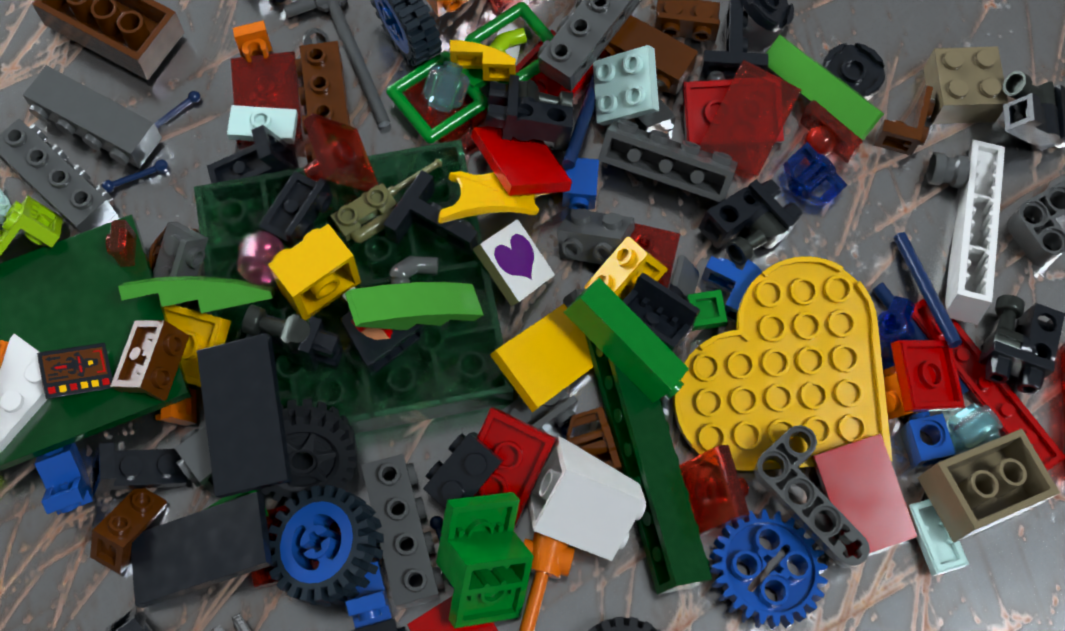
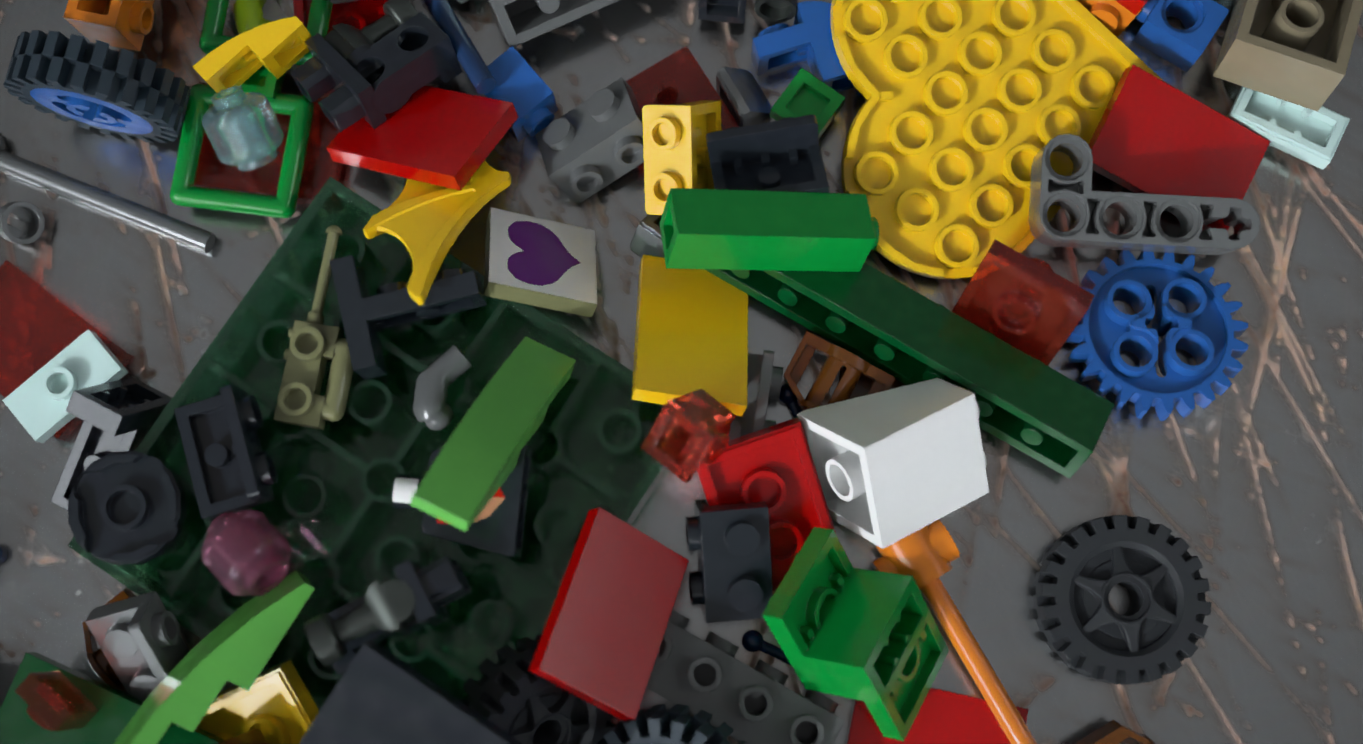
camera: 35 degrees left, 10 degrees up
(233, 194) = (127, 508): none -> black tile
(315, 271) = (331, 506): yellow brick -> none
(323, 85) = (117, 288): reddish brown brick -> none
(338, 154) = (207, 337): clear red tile -> none
(383, 436) = (610, 615): none -> red tile
(500, 398) = (695, 439): none -> clear red brick

